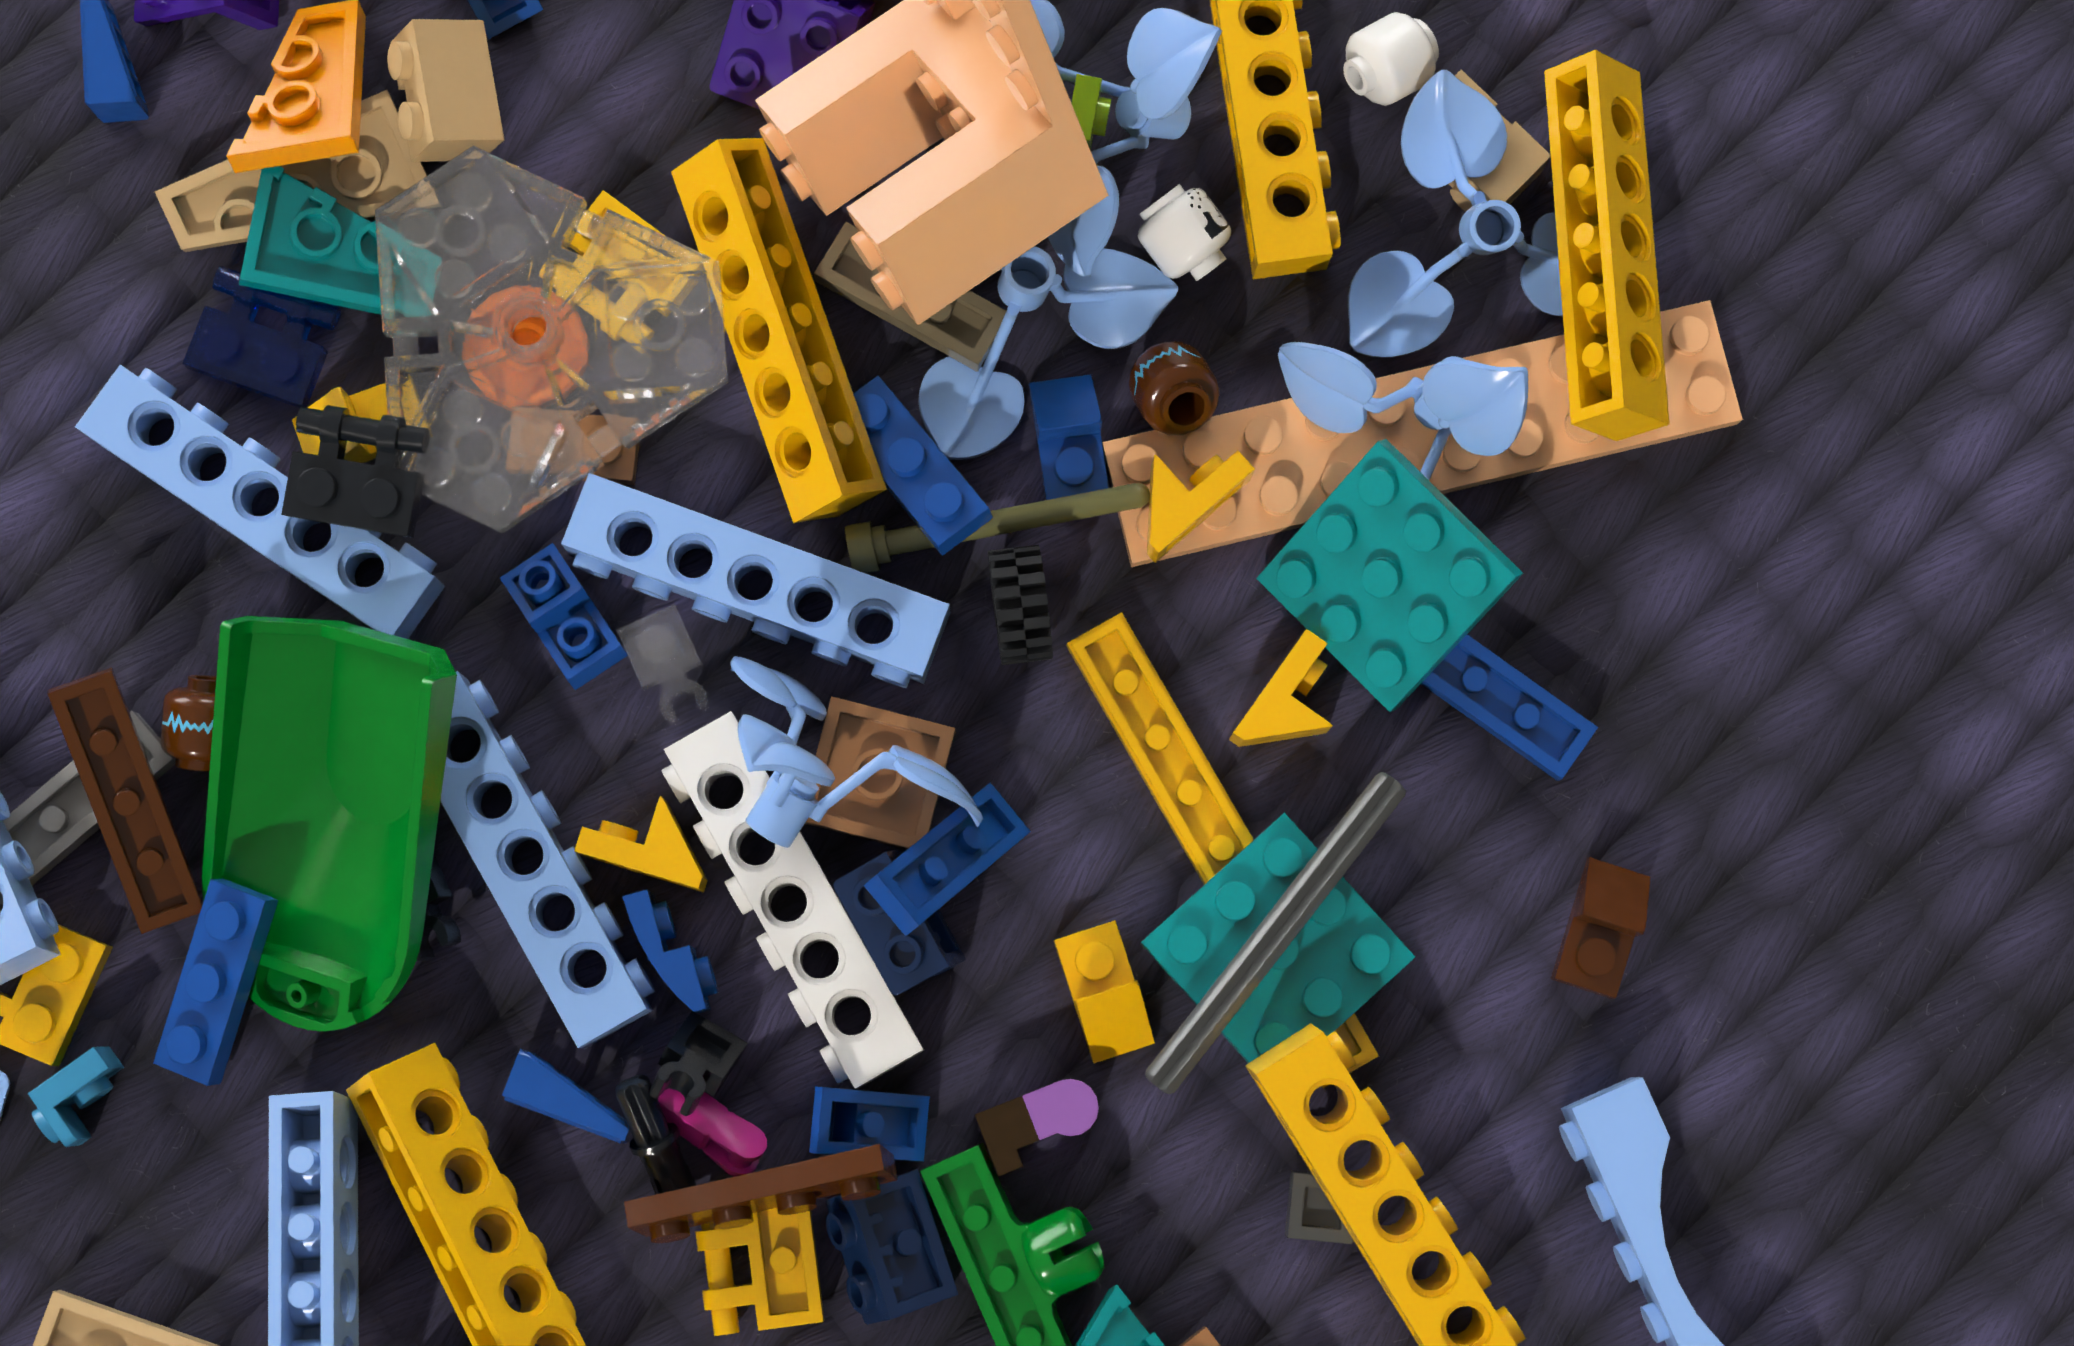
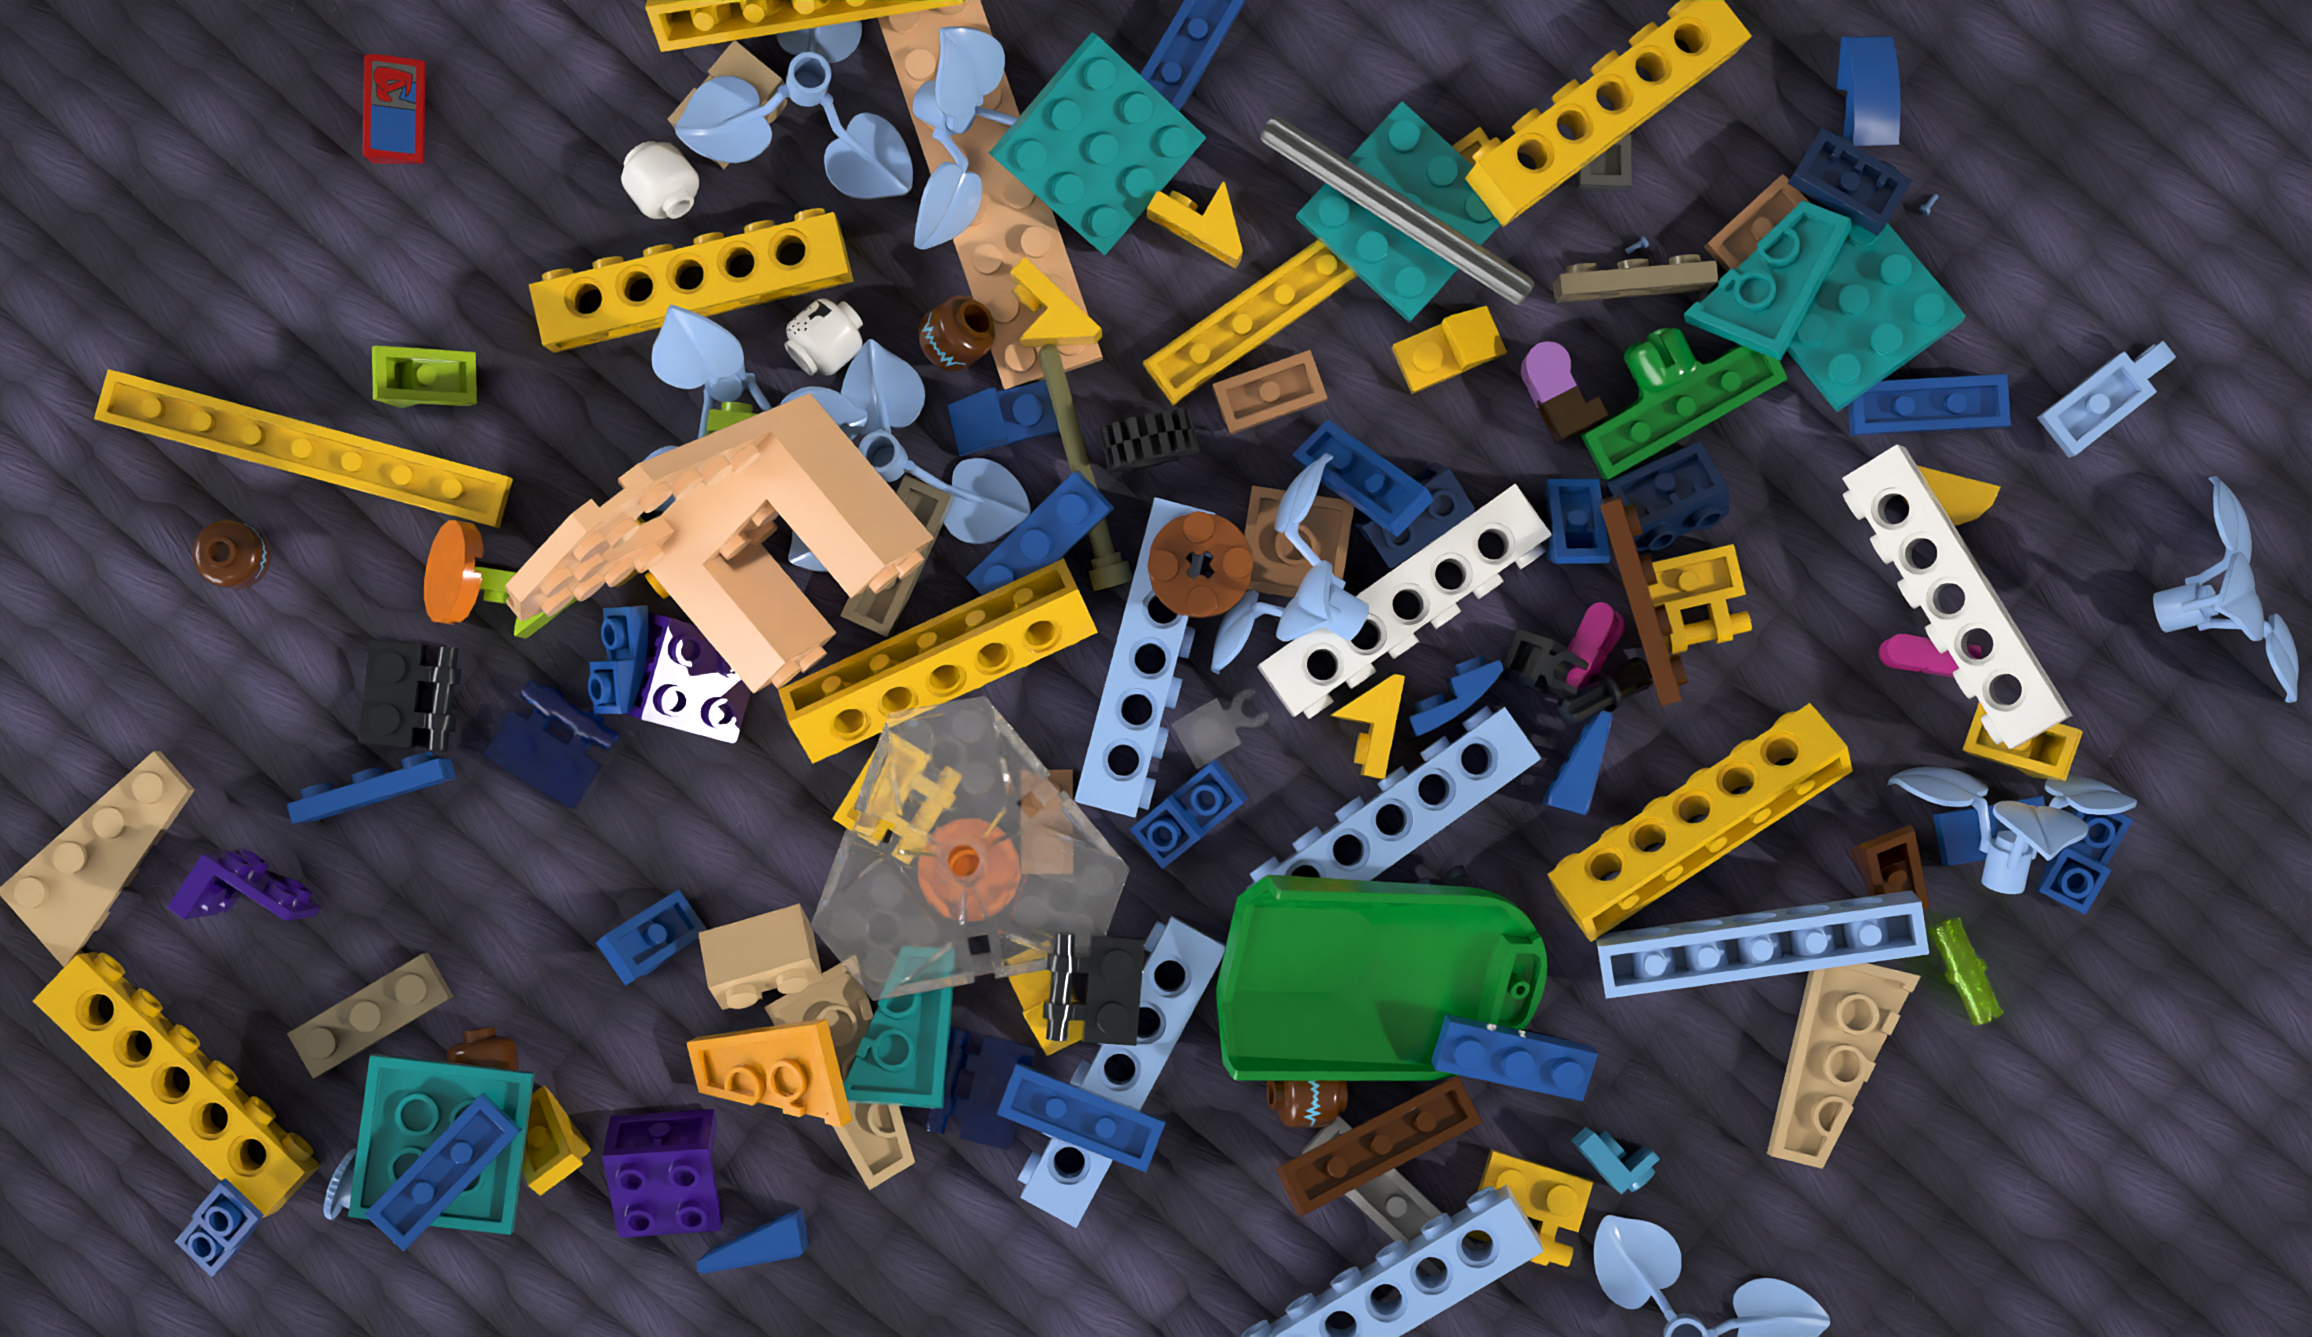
camera: 90 degrees left, 5 degrees up
(203, 441) = (1081, 1117): none -> blue plate
(858, 610) = (1230, 562): none -> dark orange plate
(1069, 762) = (1269, 392): none -> medium nougat plate
(1169, 1231) = (1635, 279): none -> dark tan plate
(1217, 1249) = (1643, 242): none -> medium blue piece

